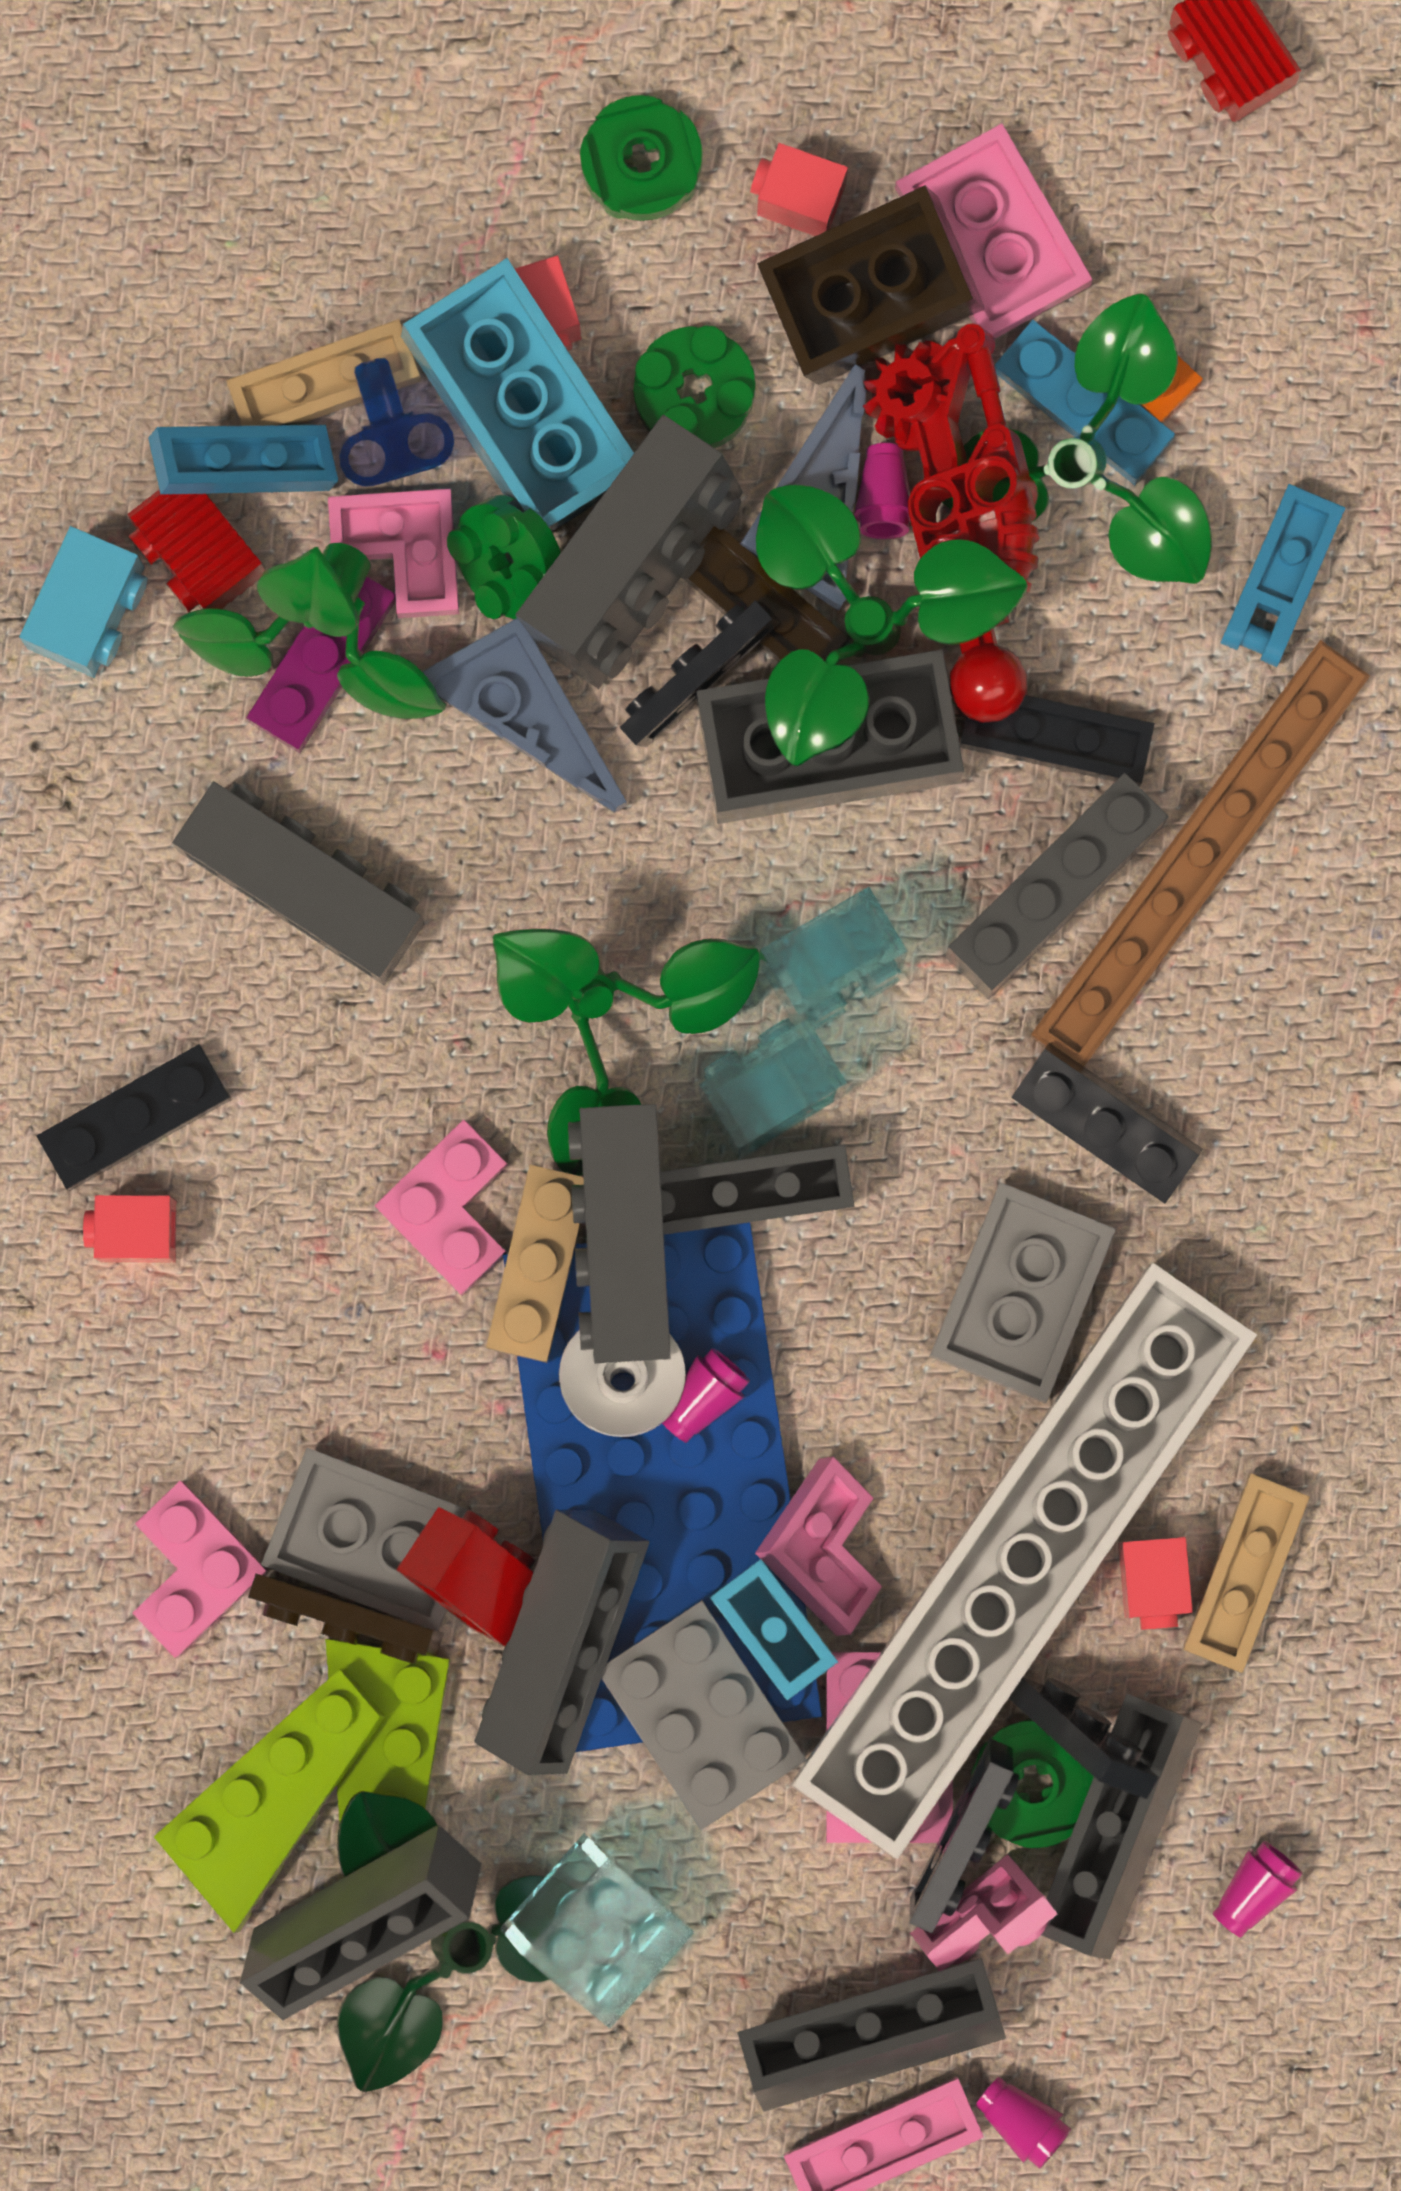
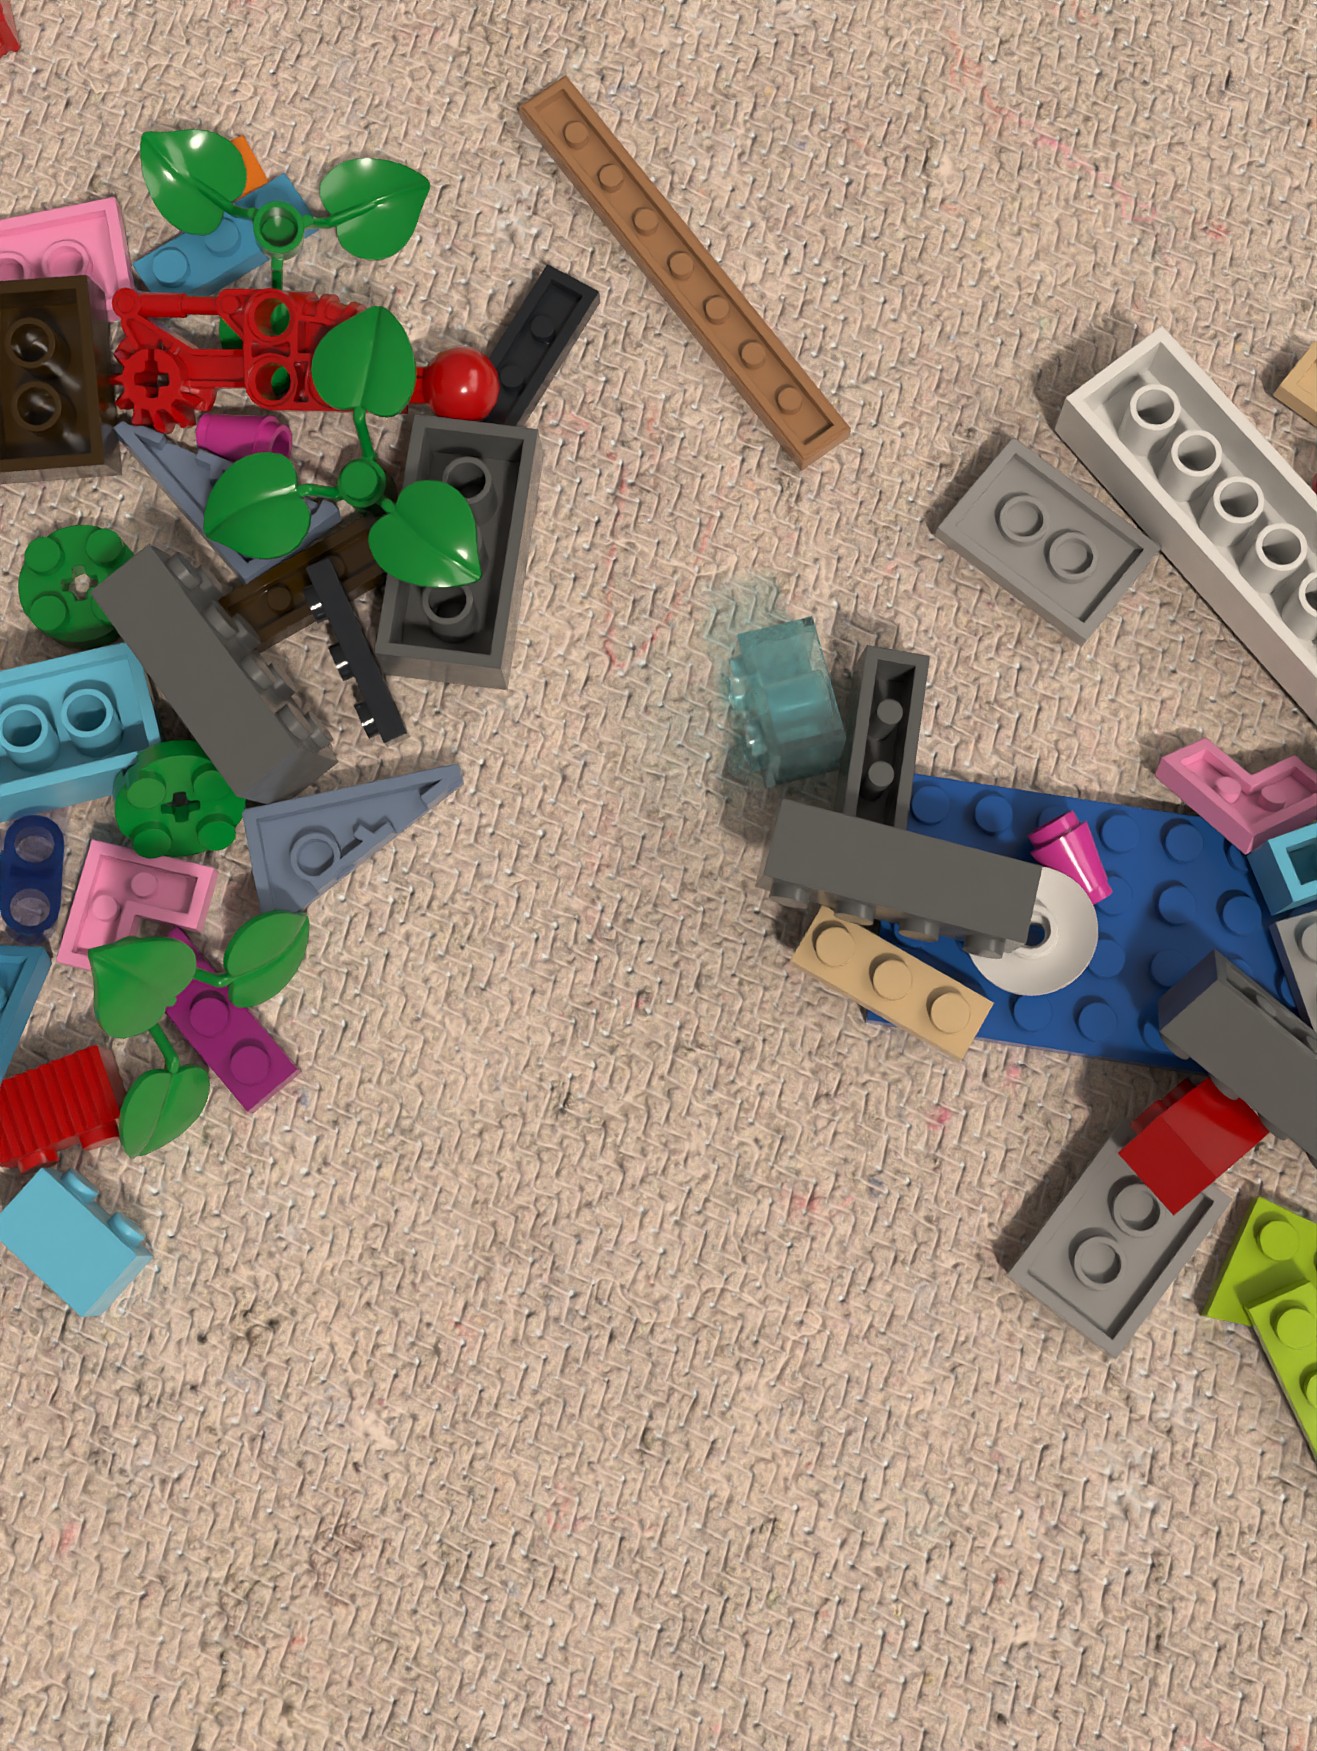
camera: 70 degrees left, 5 degrees down
(131, 1229) = (730, 1389): coral brick -> none
(133, 1117) = (614, 1353): black plate -> none
(209, 1575) = (1099, 1414): bright pink plate -> none
(300, 882) = (428, 1108): dark grey brick -> none
(344, 1619) = (1195, 1290): dark brown plate -> none
(431, 1204) = (797, 1077): bright pink plate -> none
(557, 969) = (616, 863): green plant -> none
(834, 959) = (679, 606): clear light blue brick -> none
(1056, 886) = (672, 394): dark grey brick -> none
(1107, 1123) = (908, 419): black plate -> none
(1284, 572) = (447, 119): dark azure plate -> none

